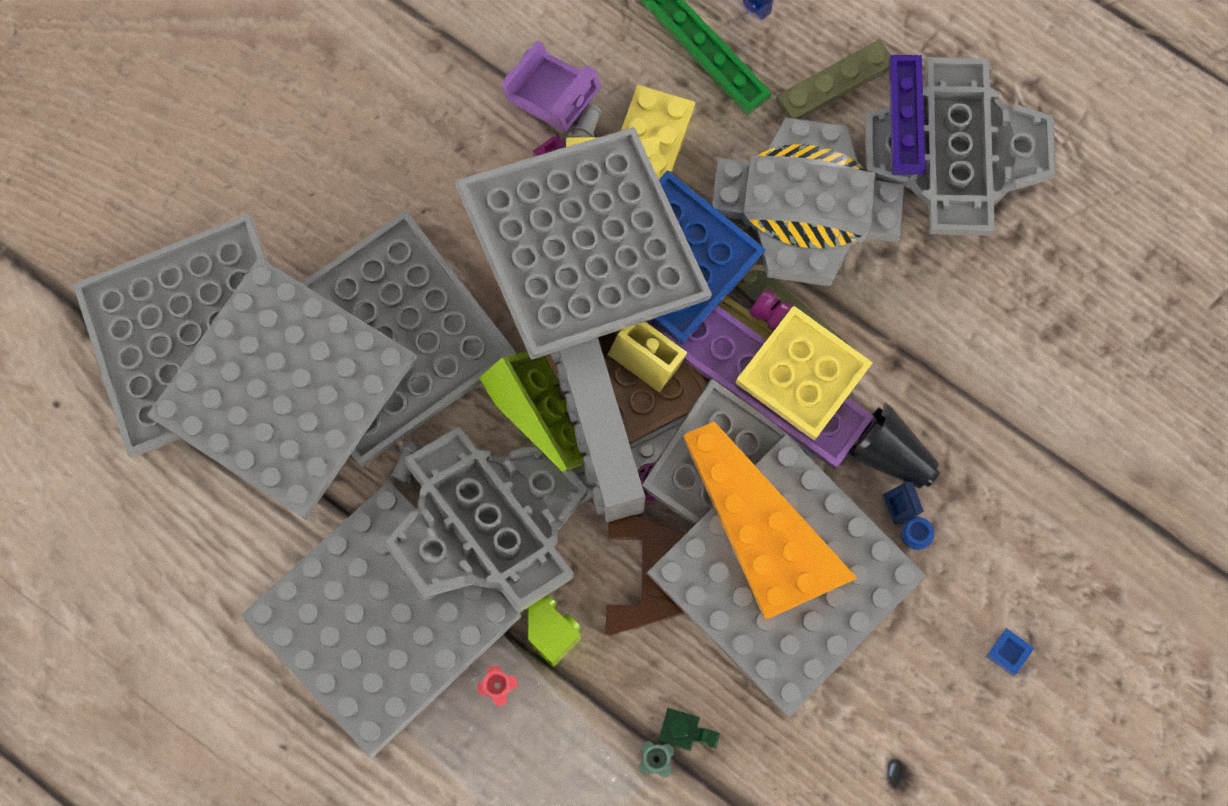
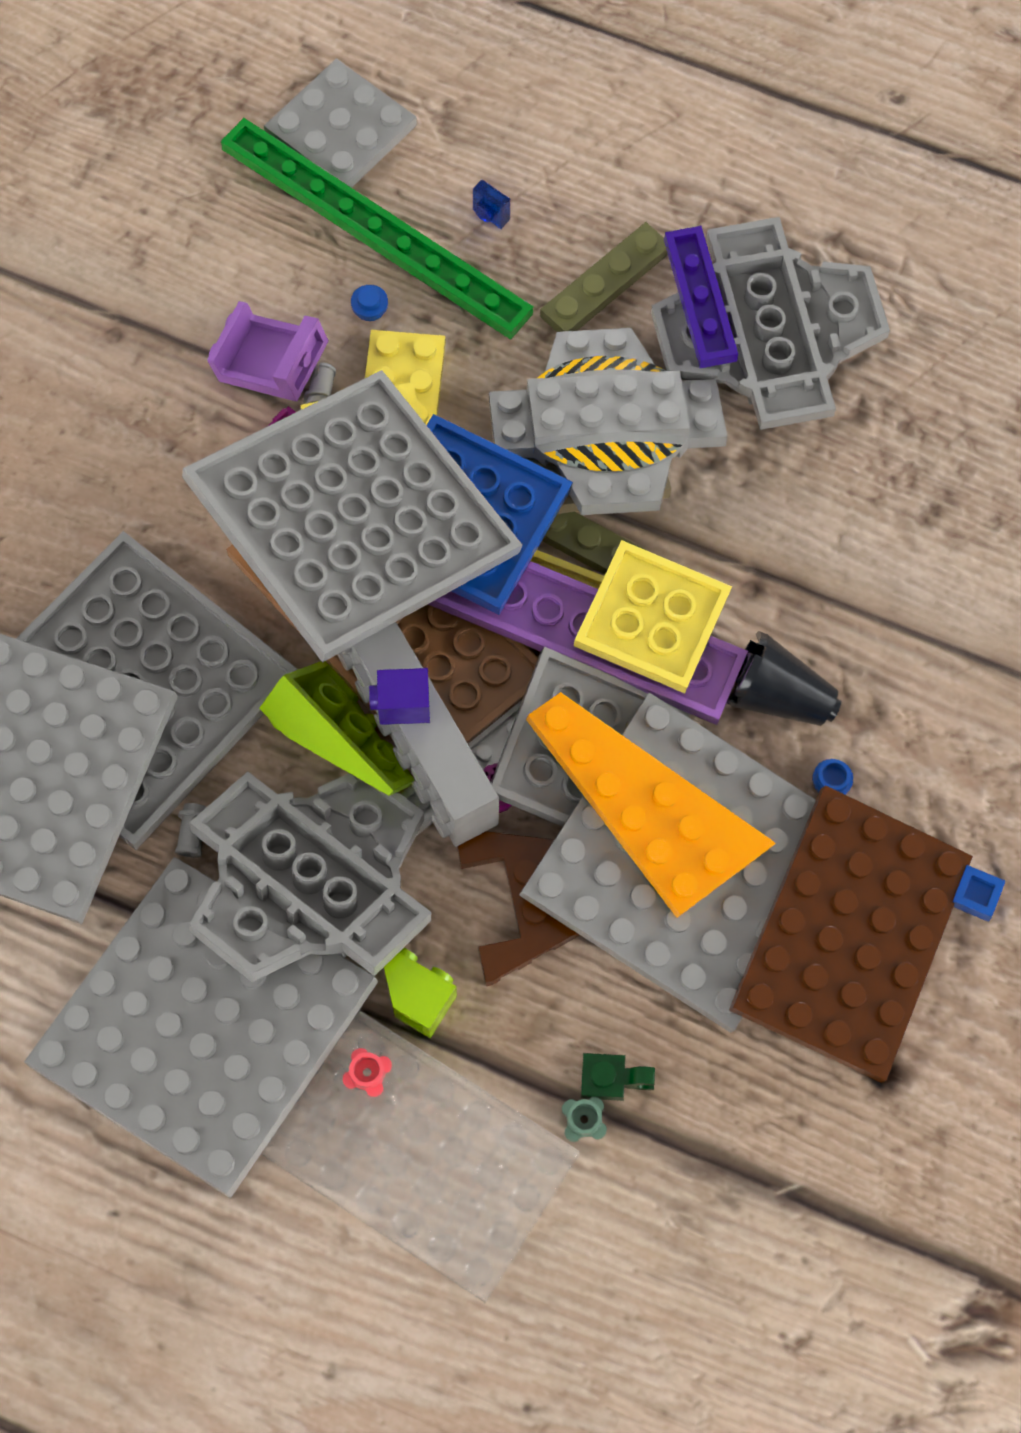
camera: 15 degrees left, 5 degrees down
(586, 400) = (401, 696): none -> dark purple brick
(641, 61) = (369, 302): none -> blue plate
(647, 354) = (459, 634): light yellow brick -> none
(770, 309) = (593, 552): magenta wheel -> none
(901, 662) = (851, 934): none -> reddish brown plate
(903, 502) = (807, 746): dark blue tile -> none

